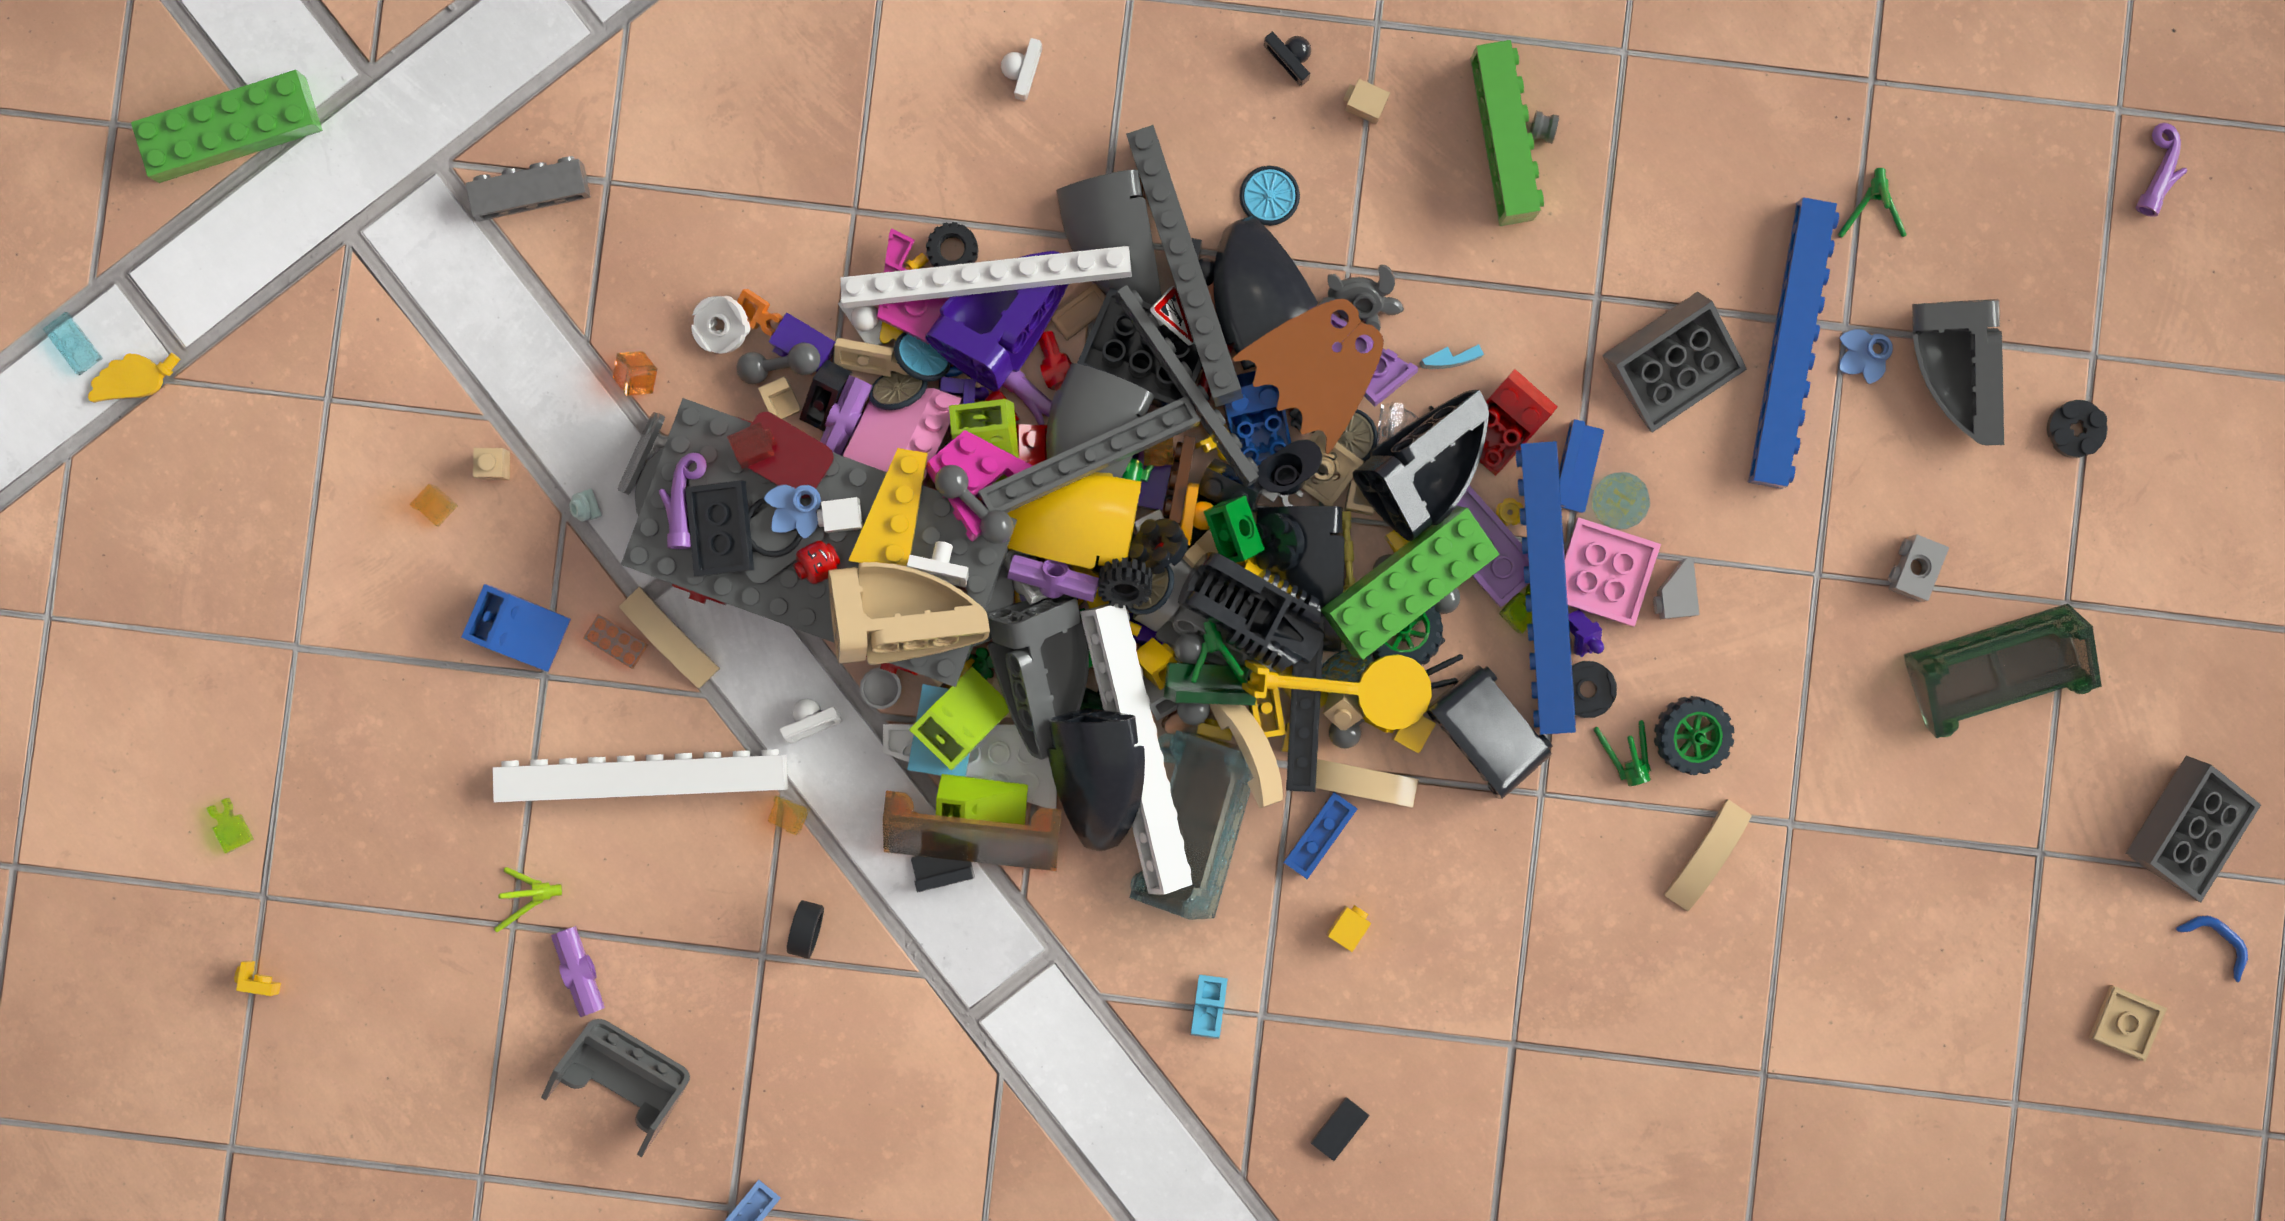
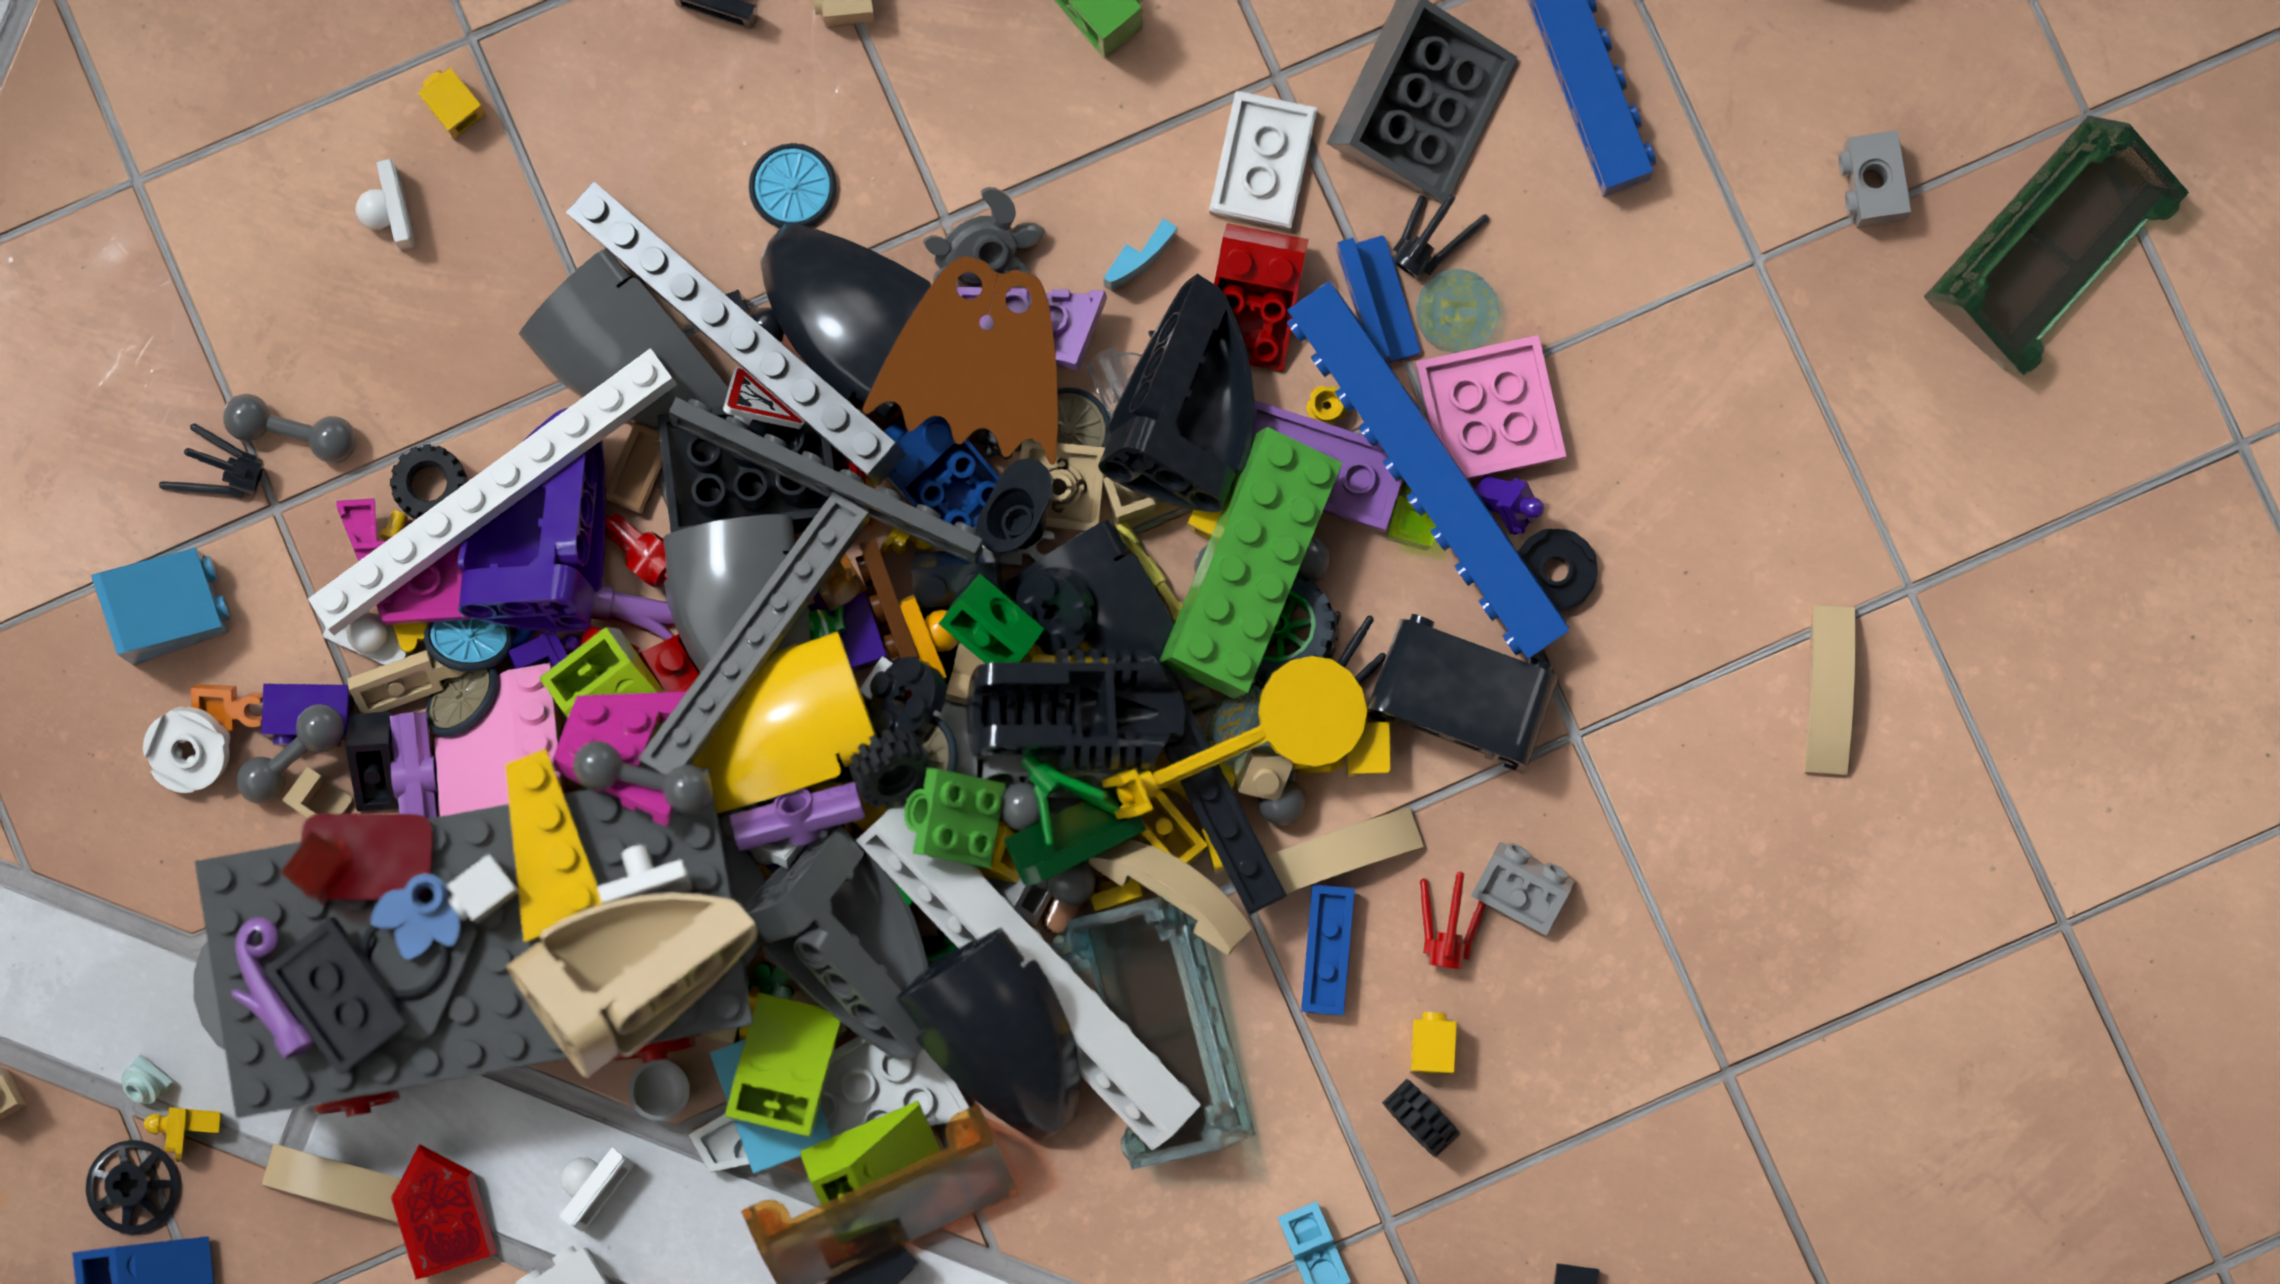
camera: 30 degrees left, 5 degrees down
(542, 563) = (131, 1186): none -> black wheel
(589, 542) = (180, 1121): none -> yellow piece
(615, 641) = (283, 1231): clear orange tile -> none
(634, 373) = (112, 874): clear orange panel -> none
(641, 453) = (179, 969): dark grey piece -> none
(712, 686) = (440, 1215): none -> red tile
(753, 230) = (161, 604): none -> dark azure slope
(815, 561) = (483, 966): red head -> none
(845, 178) = (241, 473): none -> black plant
(909, 187) = (329, 439): none -> dark grey piece
(1096, 26) = (450, 102): none -> yellow brick
(1146, 633) = (955, 817): none -> bright green plate
(1317, 967) = (1421, 1118): none -> black tyre
(1392, 876) = (1447, 948): none -> red plant
(1457, 866) = (1523, 887): none -> light grey bracket
(1558, 343) = (1263, 160): none -> white tile
(1615, 453) = (1415, 254): none -> black plant
(1637, 769) = (1677, 632): green plant -> none
(1678, 593) = (1597, 384): light grey slope -> none
(1717, 747) = (1759, 544): black wheel -> none

